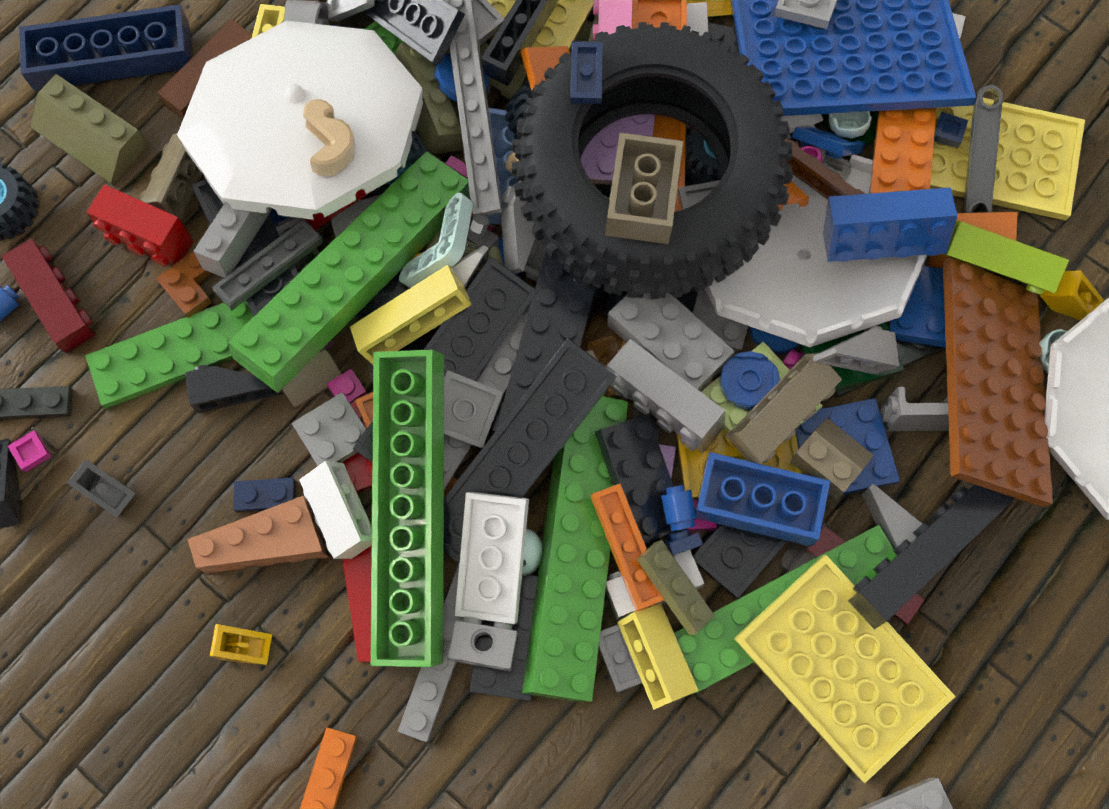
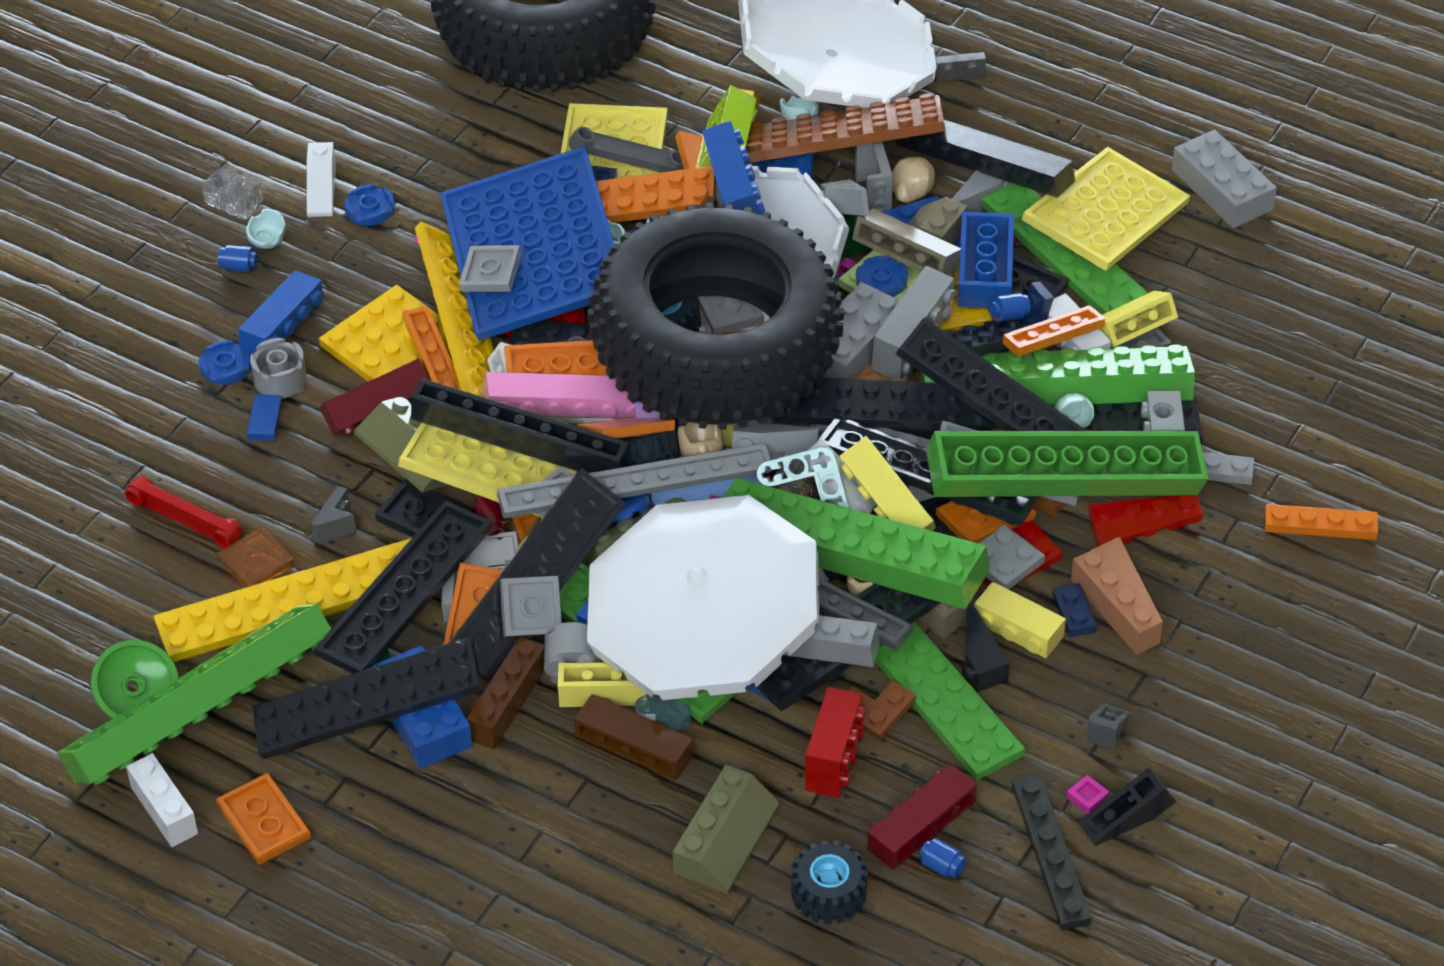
camera: 100 degrees left, 25 degrees down
(106, 46) = (626, 827): dark blue brick -> none
(172, 180) = (767, 730): dark tan slope -> none
(240, 645) = (1218, 598): yellow slope -> none
(255, 433) = (1020, 620): none -> light yellow brick
(332, 132) = (746, 520): tan animal -> none
(337, 510) = (1079, 535): white brick -> none
(491, 557) = (1087, 408): white plate -> none
(586, 72) = (670, 320): dark blue plate -> none
(644, 188) = (776, 269): dark tan brick -> none
(675, 587) = (1077, 300): olive plate -> none
(923, 455) = (912, 179): none -> tan hair

